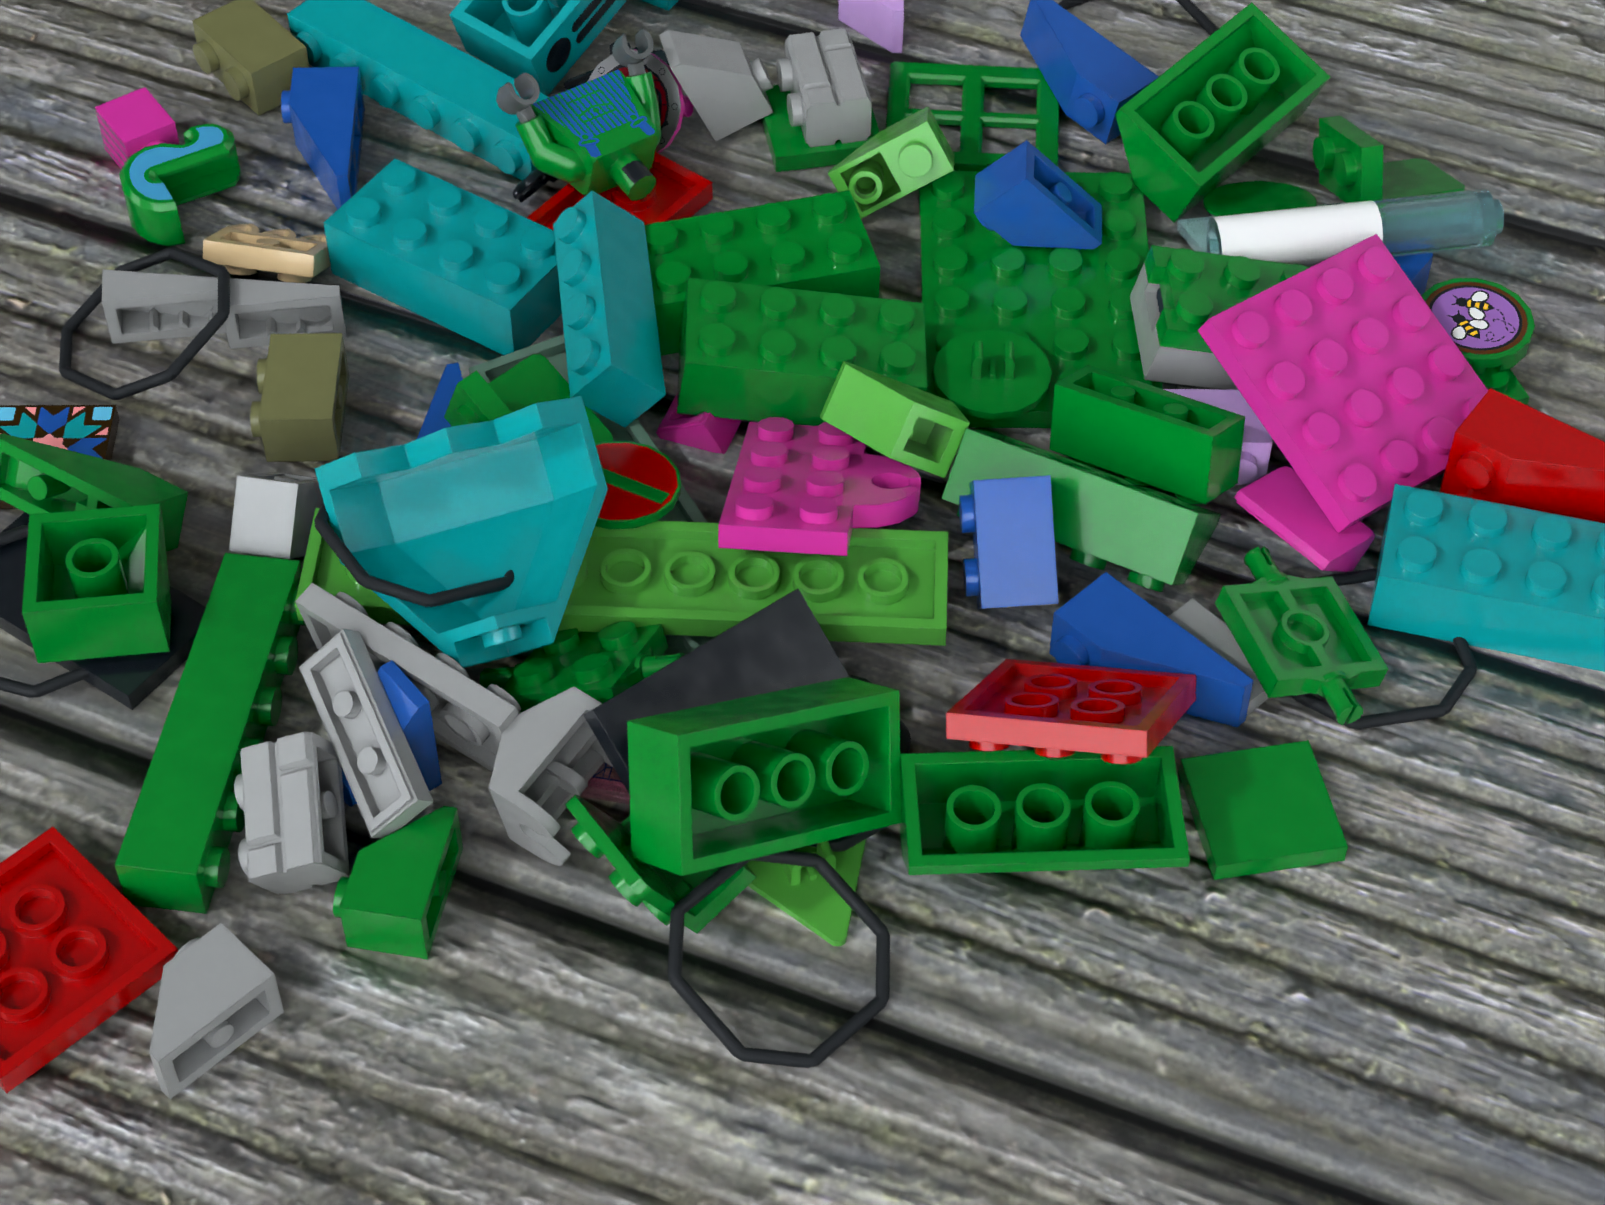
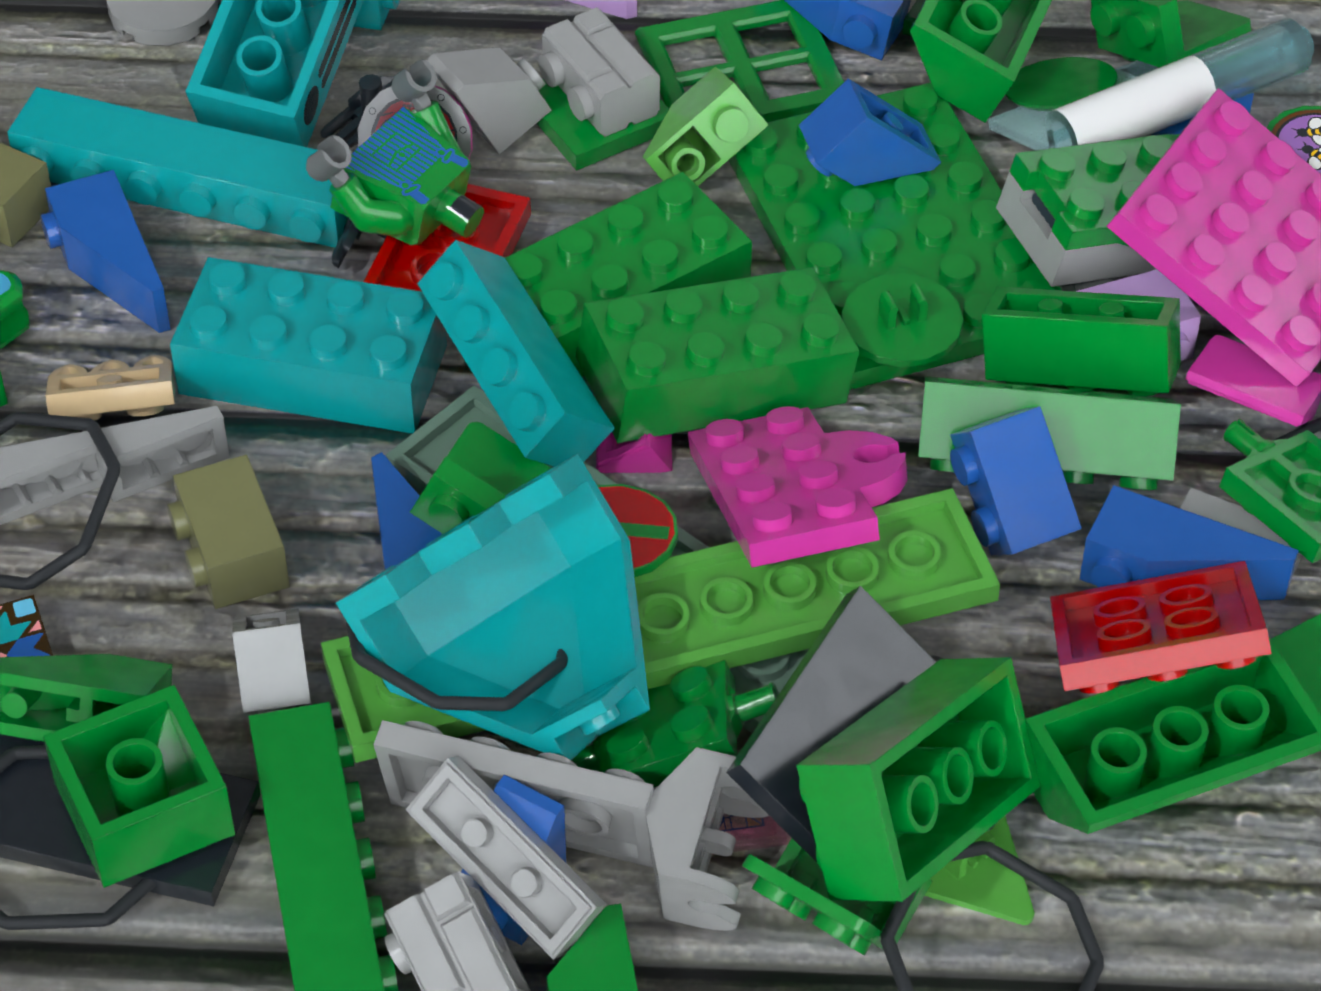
camera: 20 degrees left, 0 degrees up
(895, 419) = (847, 390): bright green slope -> none

